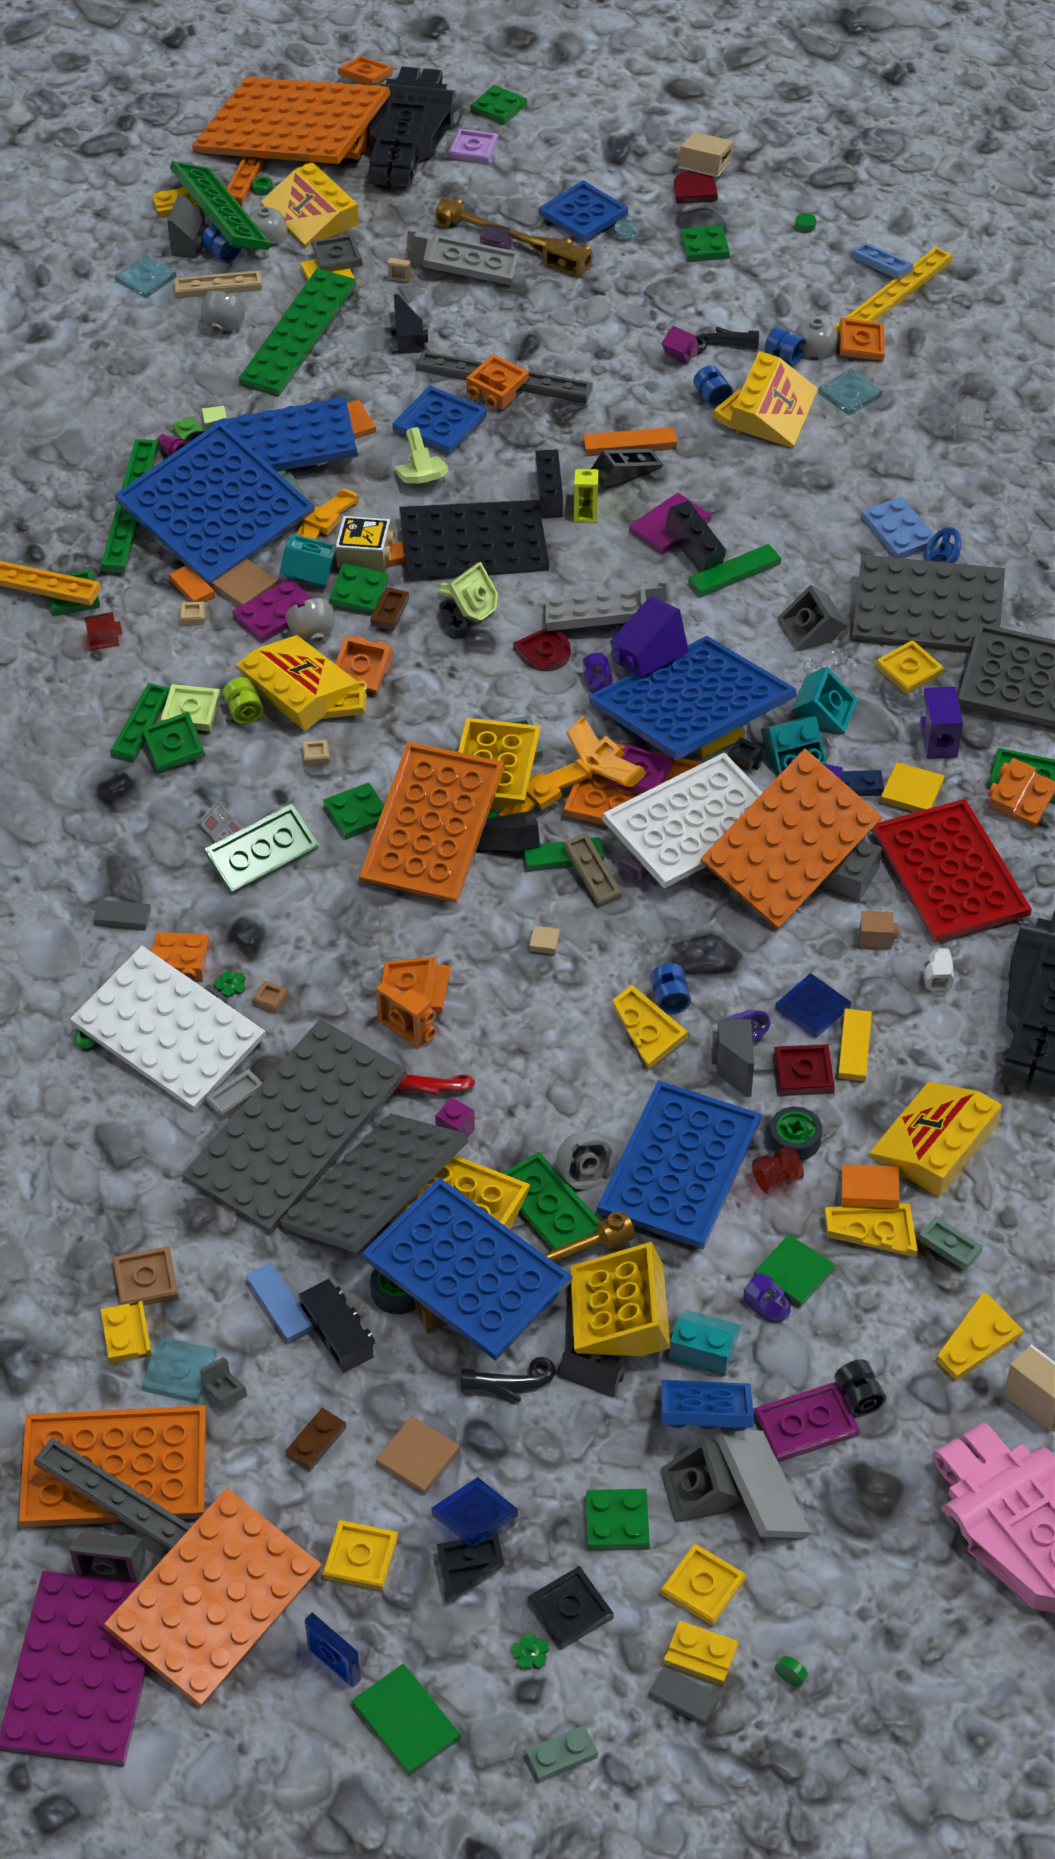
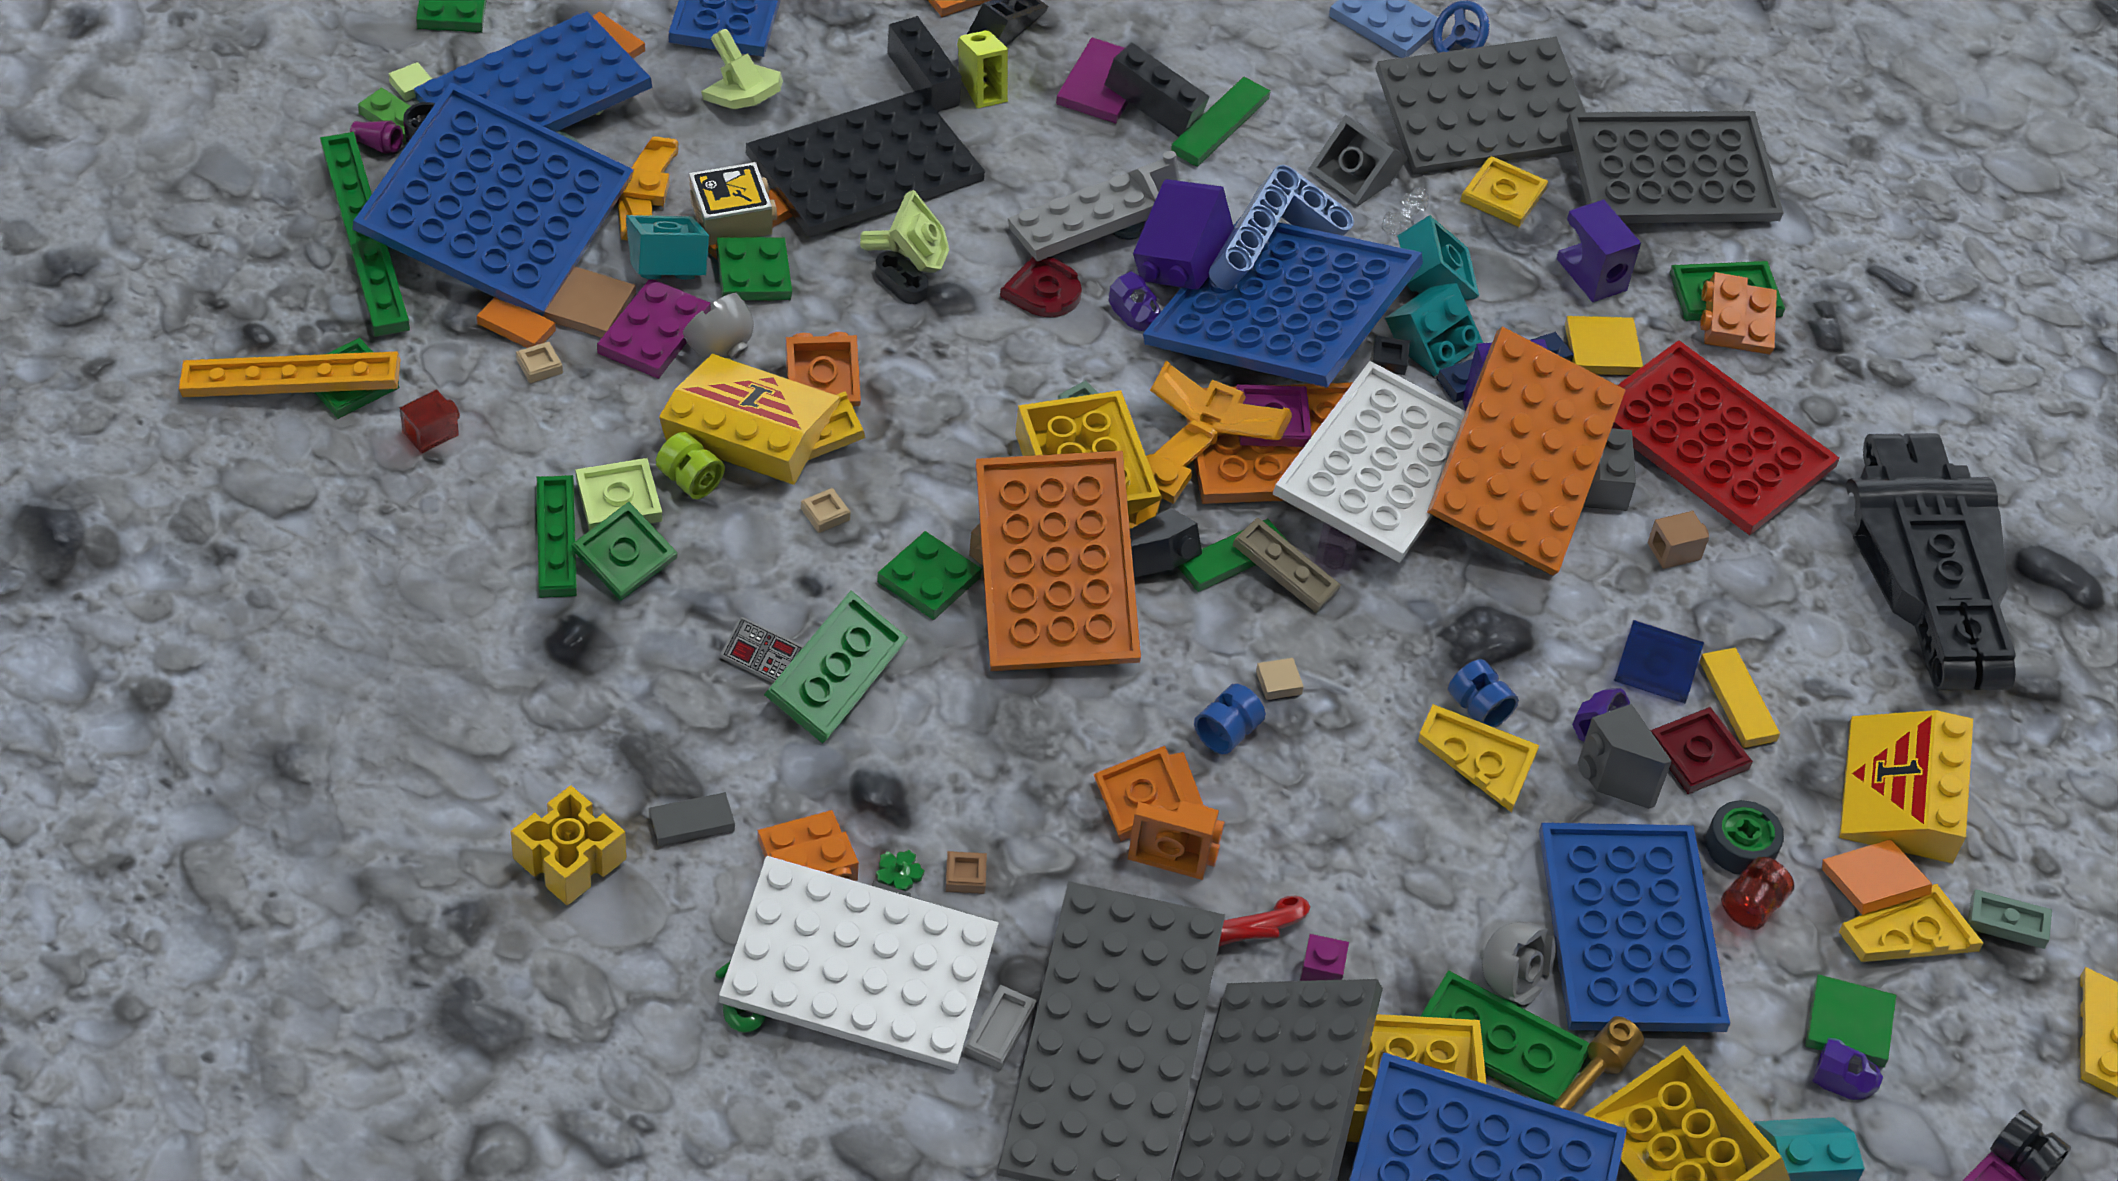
camera: 30 degrees left, 0 degrees up
(35, 905) = (568, 845): none -> yellow brick
(389, 609) = (811, 285): reddish brown plate -> none
(492, 953) = (1229, 718): none -> blue wheel
(731, 626) = (1280, 195): none -> medium blue beam
(939, 970) = (1782, 567): white rock -> none

